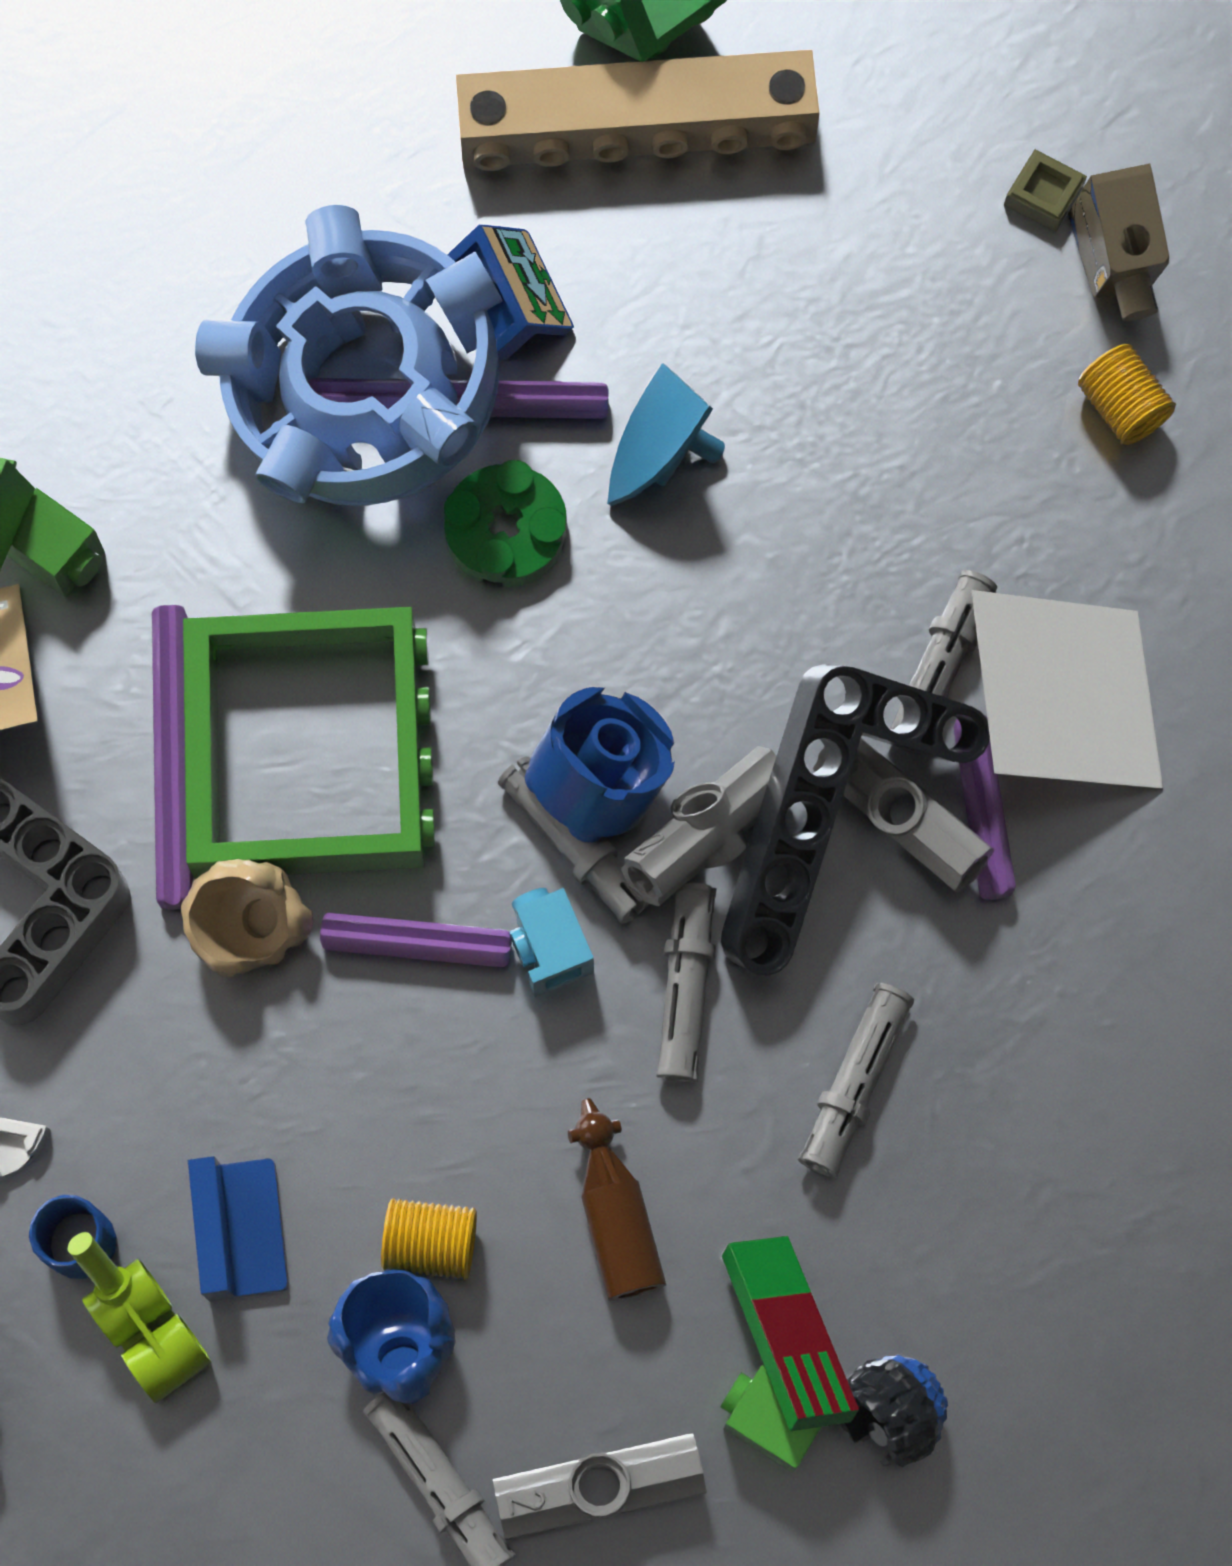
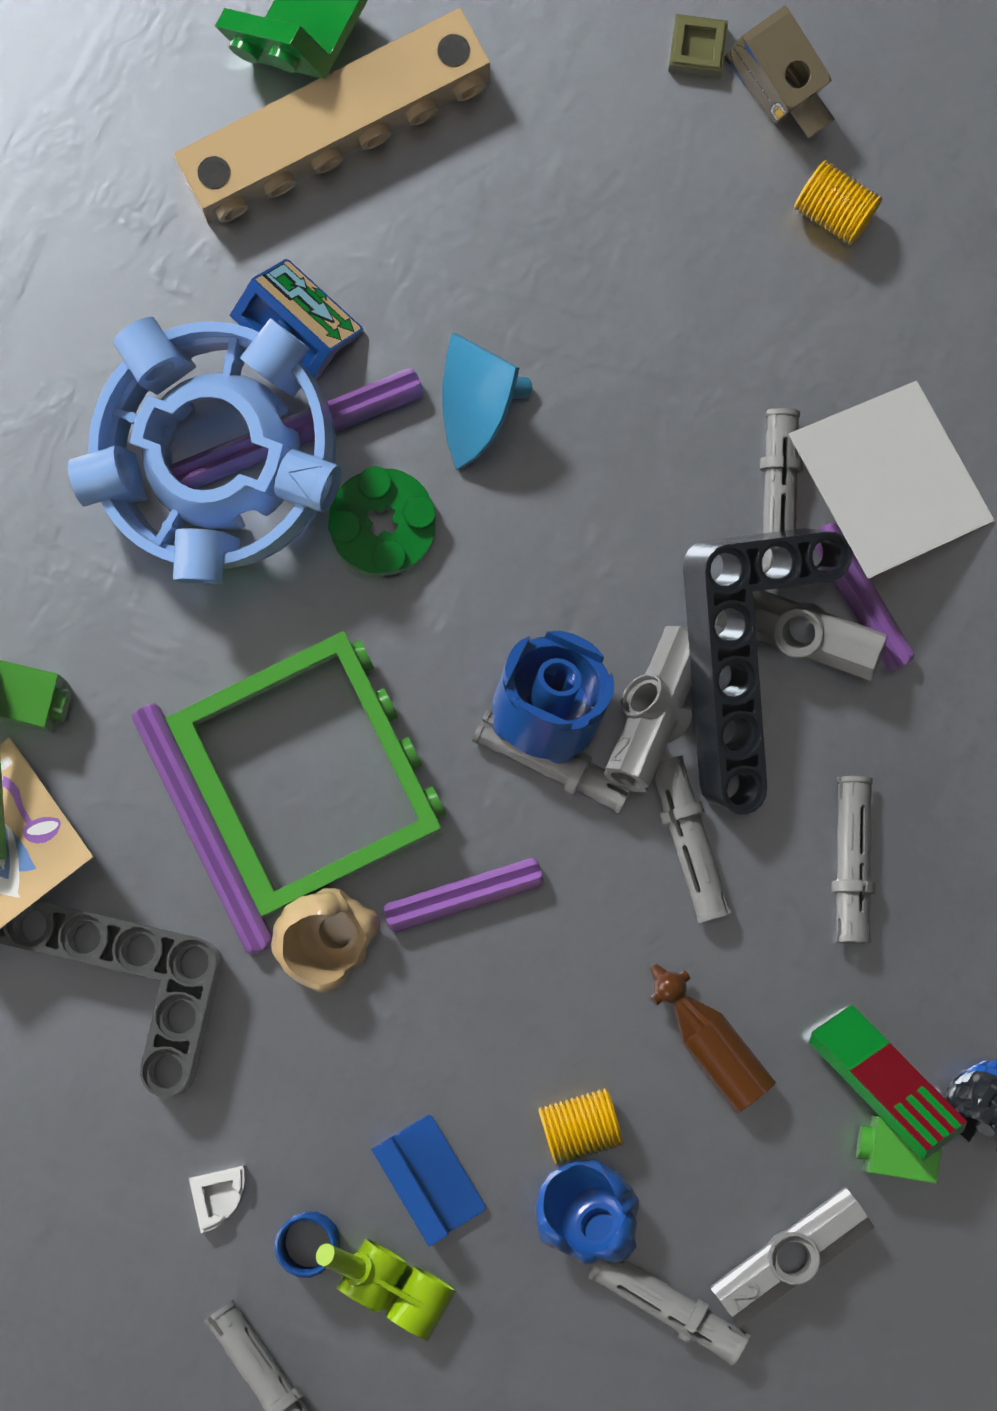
camera: 20 degrees left, 10 degrees up
(550, 940) = (569, 851): medium azure brick -> none

